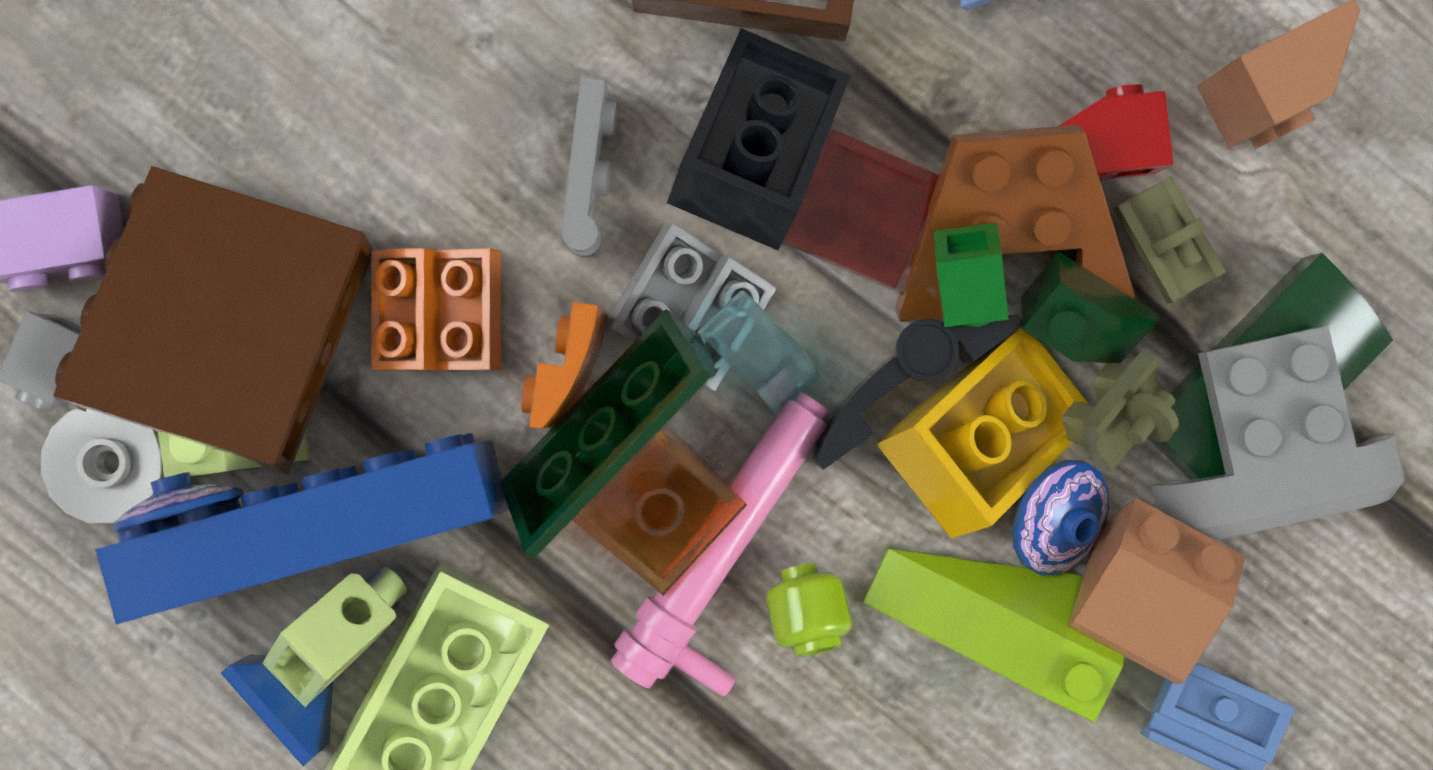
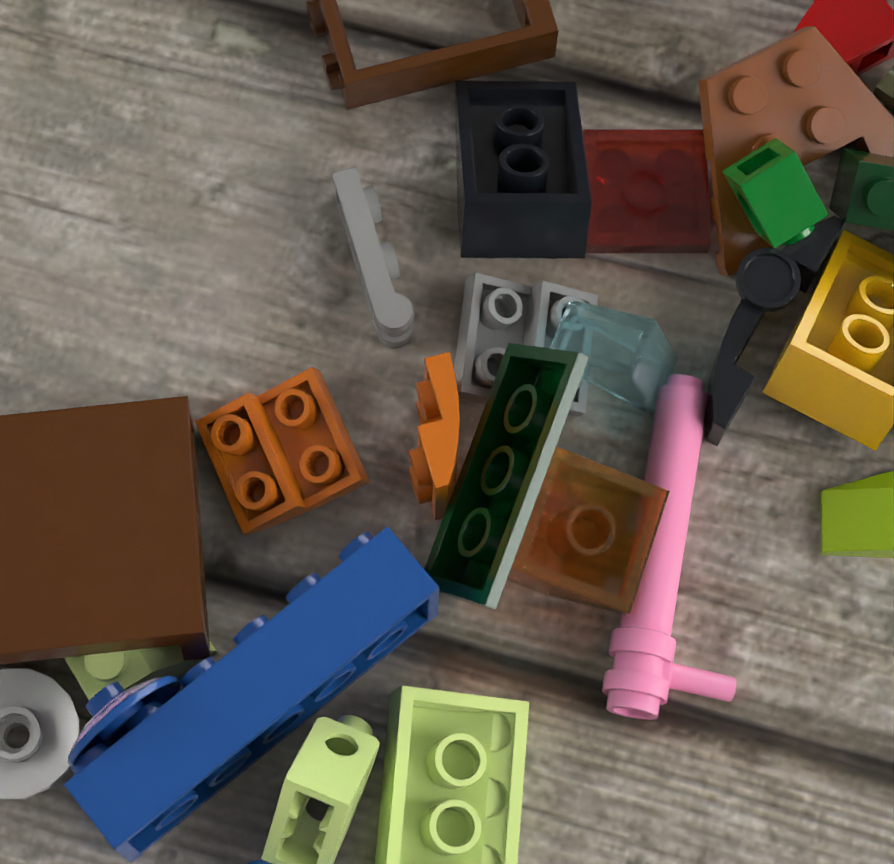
camera: 25 degrees left, 15 degrees down
(808, 610) = (775, 575): lime head -> none

